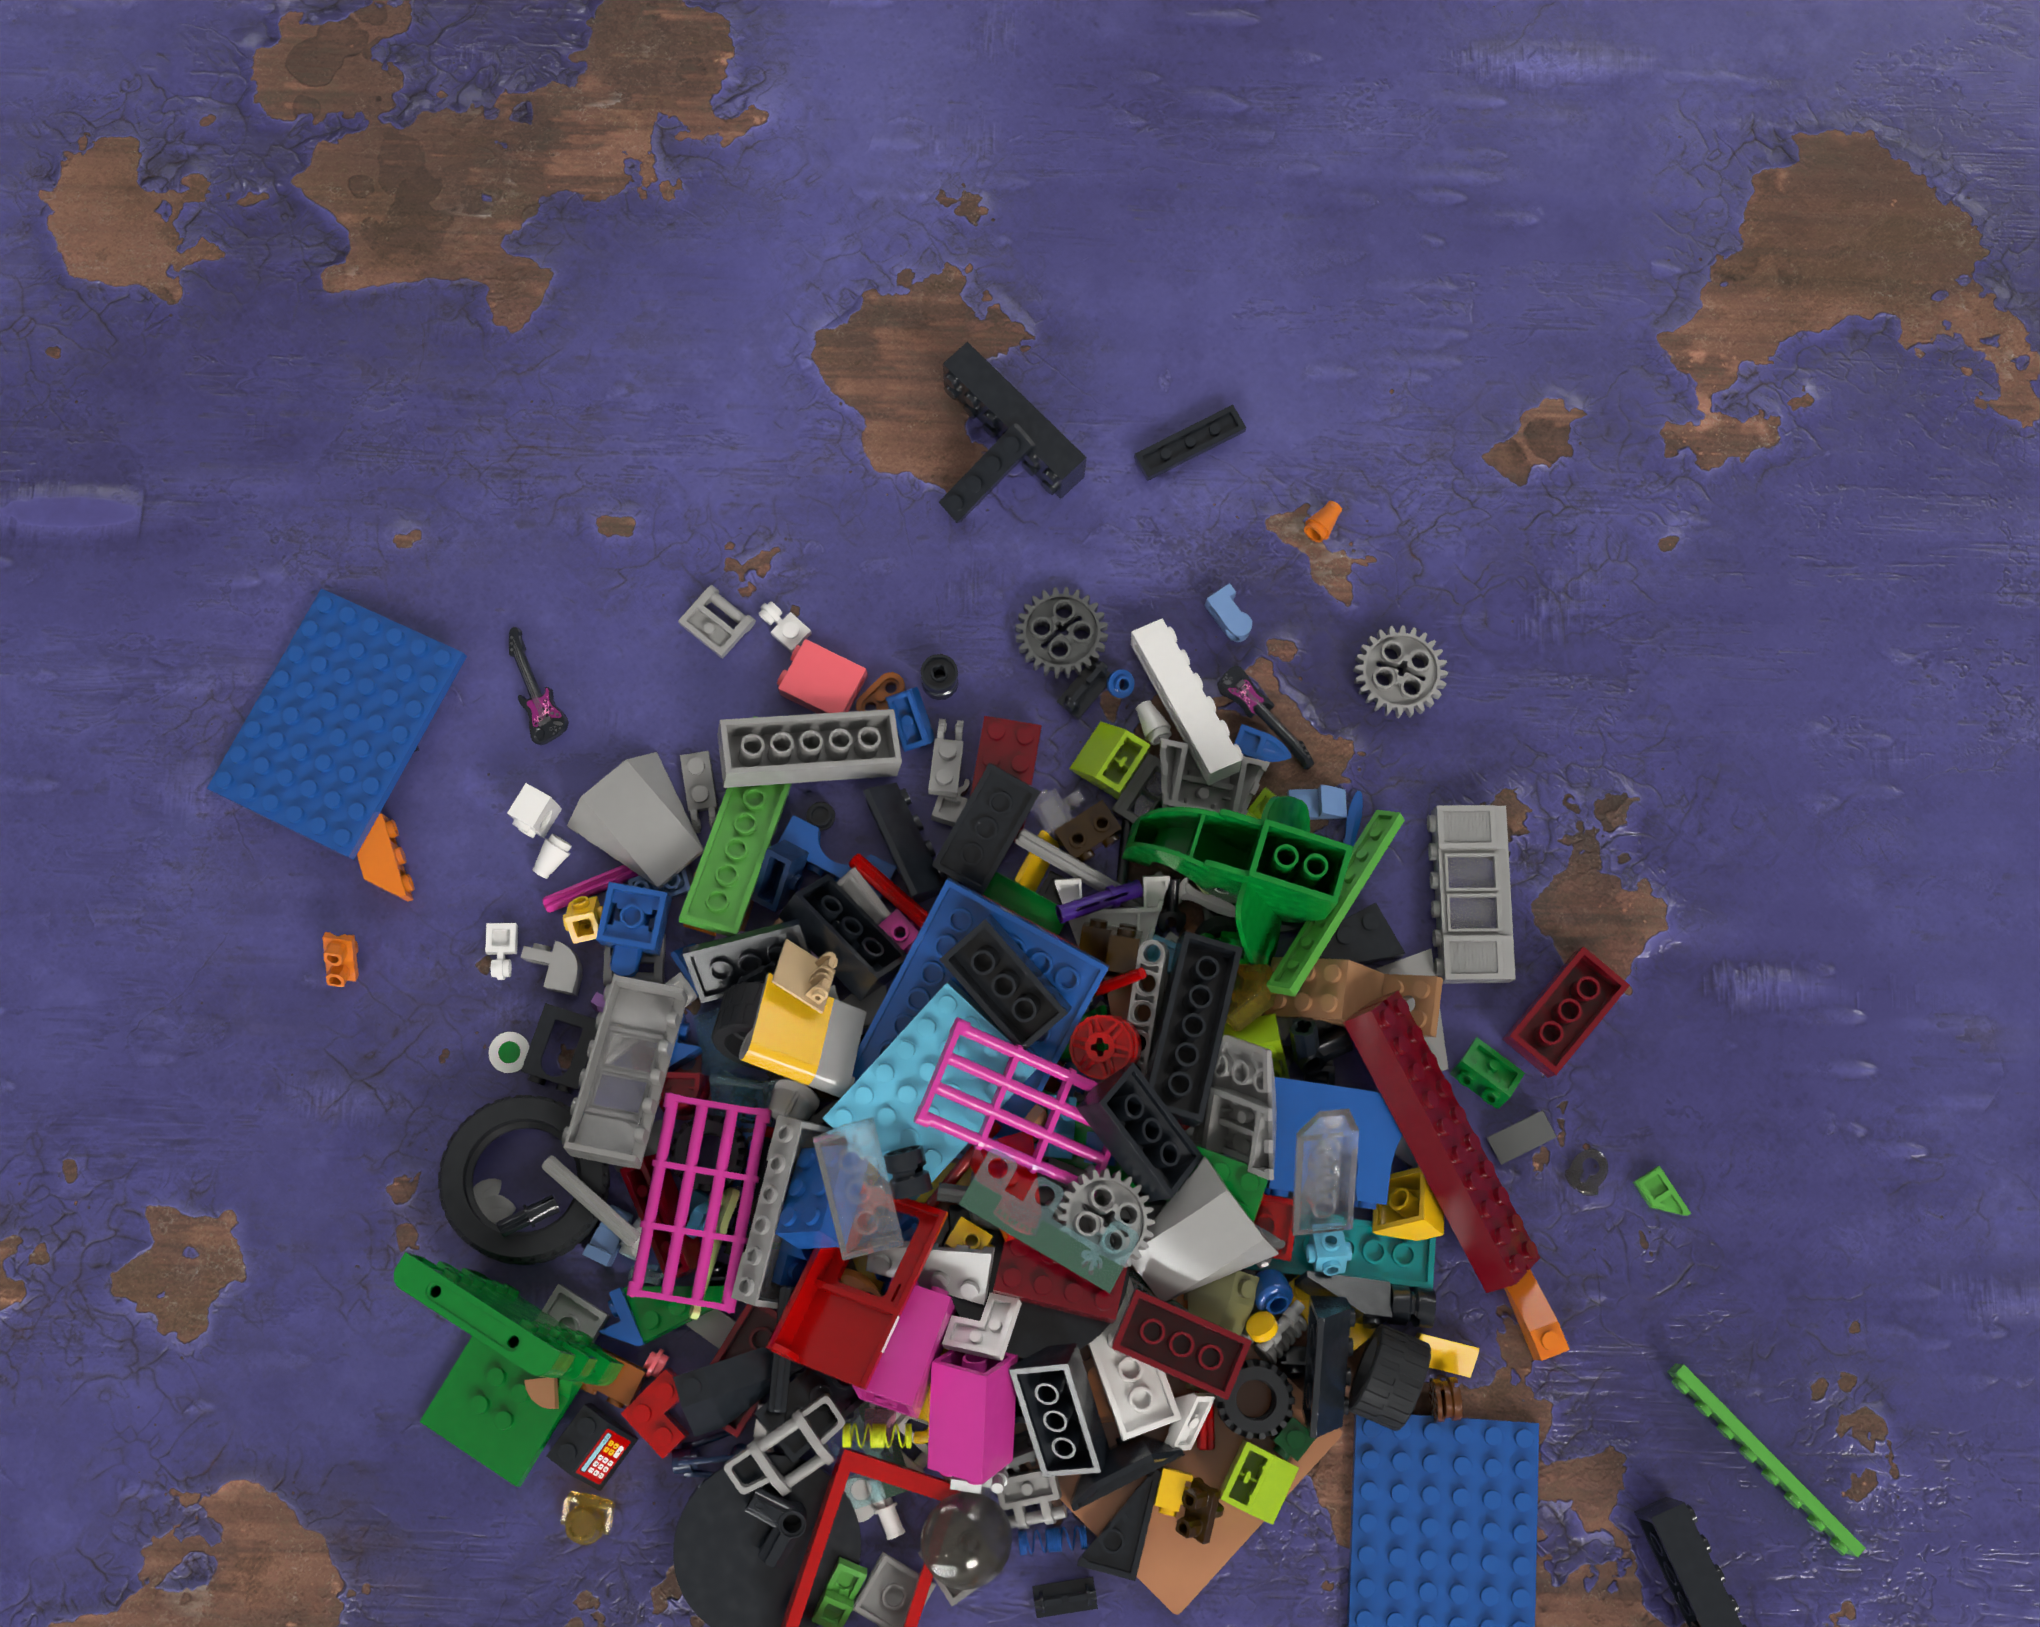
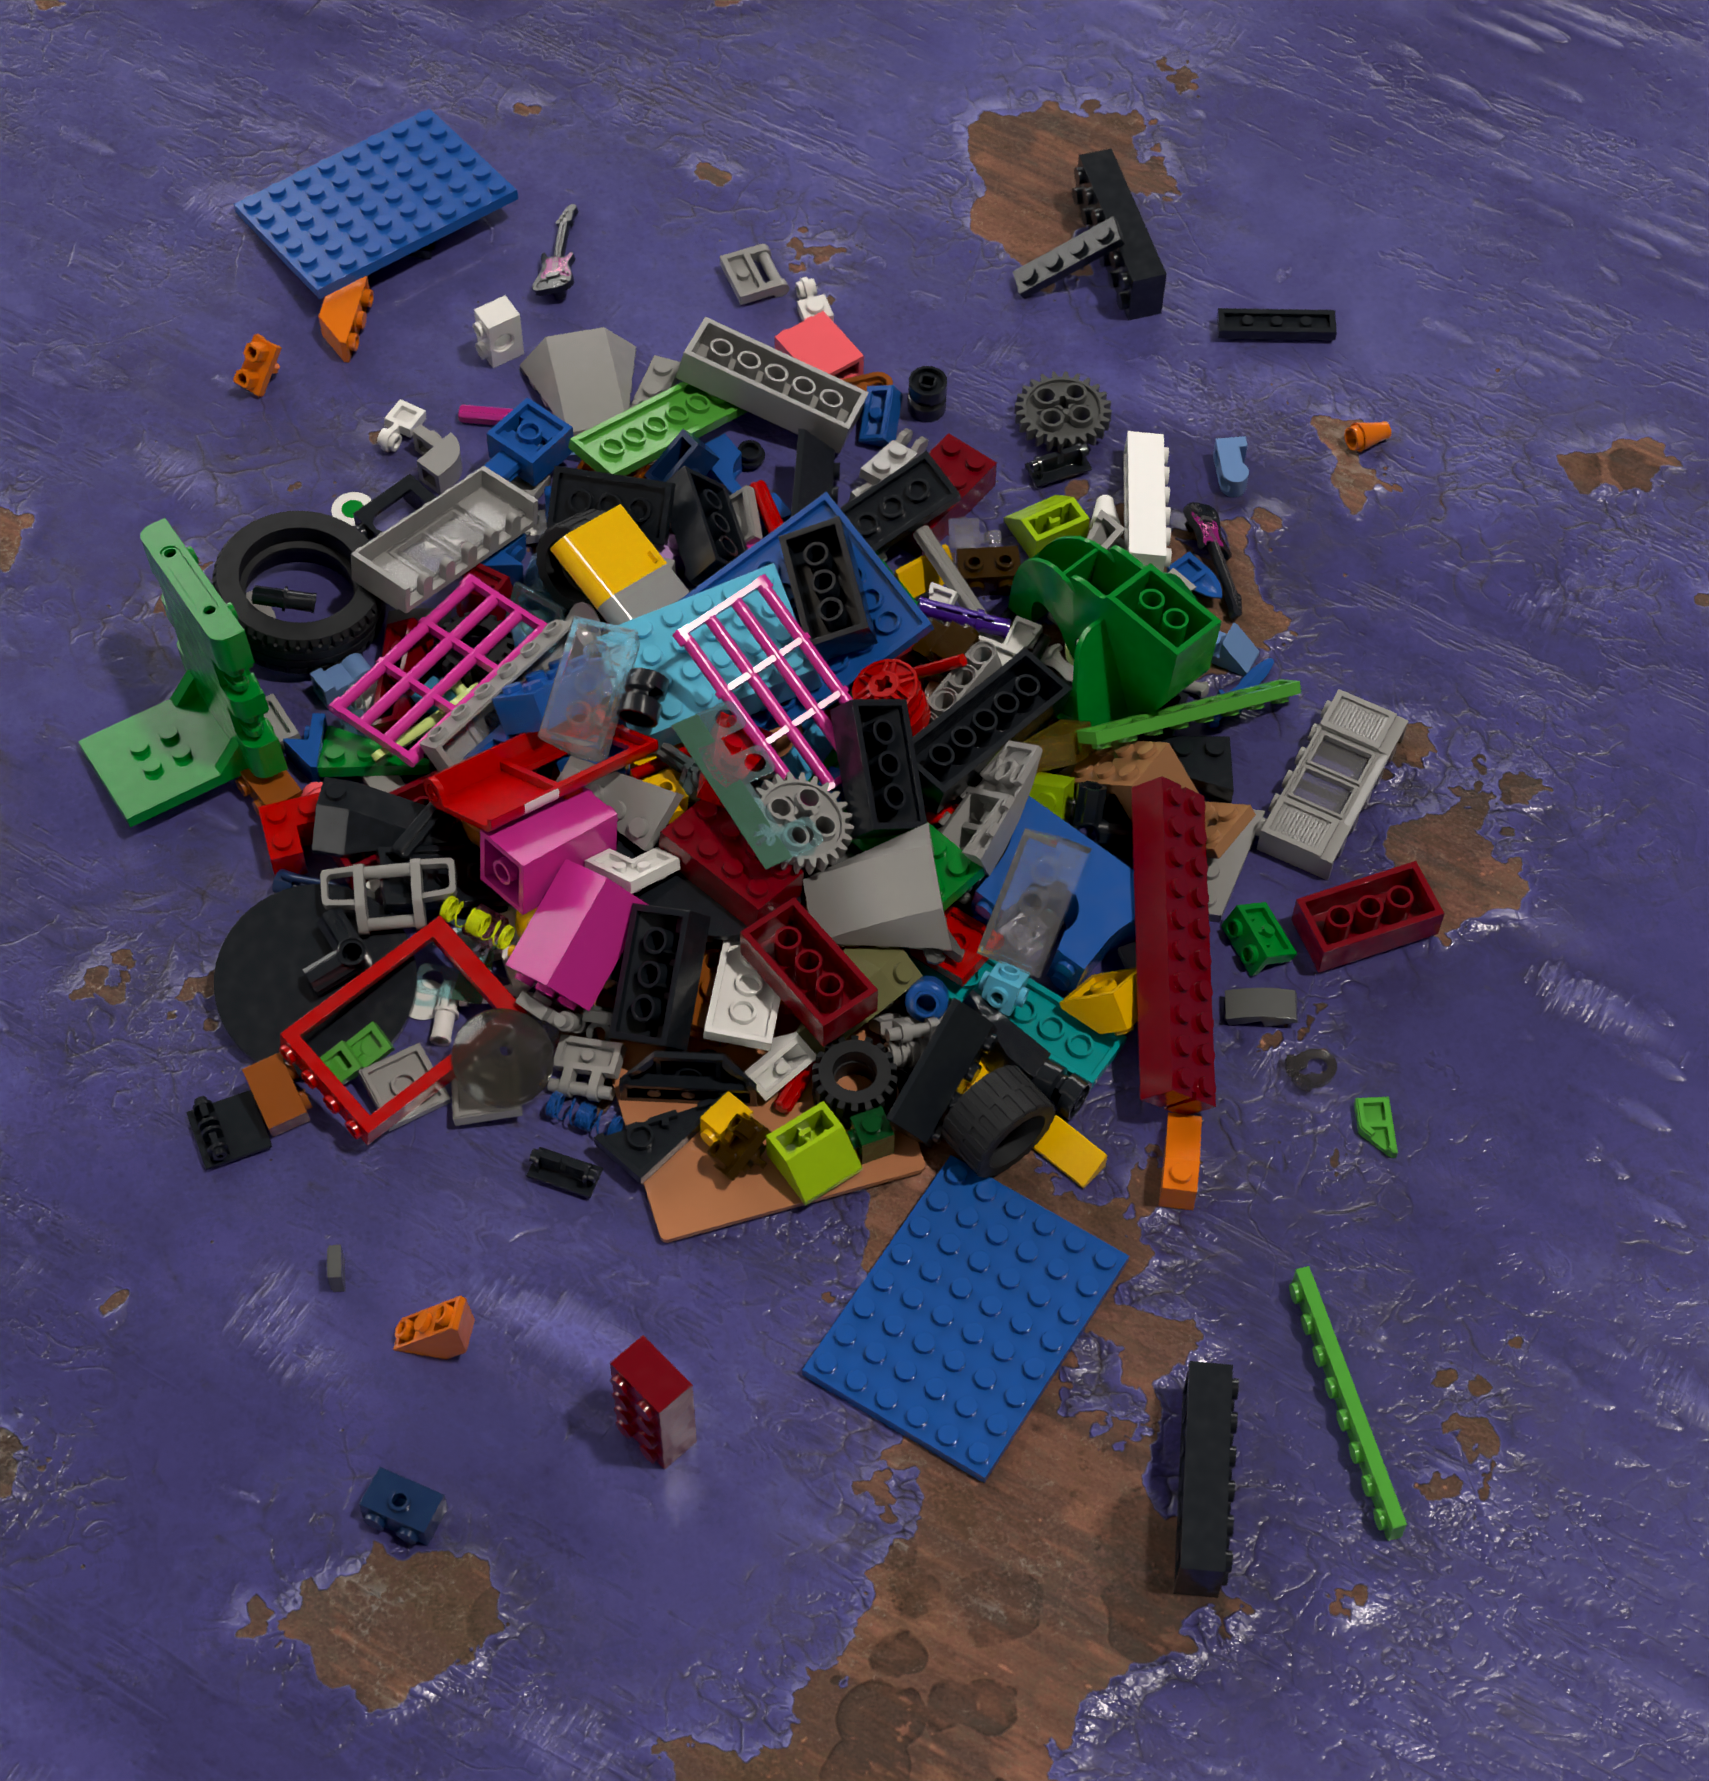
camera: 30 degrees right, 20 degrees down
(543, 1392) = (203, 756): nougat tile -> none
(551, 855) = (491, 377): white cone -> none
(583, 918) = (478, 426): yellow brick -> none
(587, 1520) = (166, 890): clear yellow piece -> none
(590, 1200) = (346, 618): light grey axle -> none
(592, 1447) = (214, 831): black slope -> none
(805, 975) = (651, 524): tan hinge -> none
(1113, 683) = (1086, 478): blue plate -> none
(1261, 1326) = (898, 1015): yellow tile -> none
(1393, 695) = (1370, 579): light grey gear -> none
(1445, 1399) = (1047, 1183): reddish brown wheel -> none

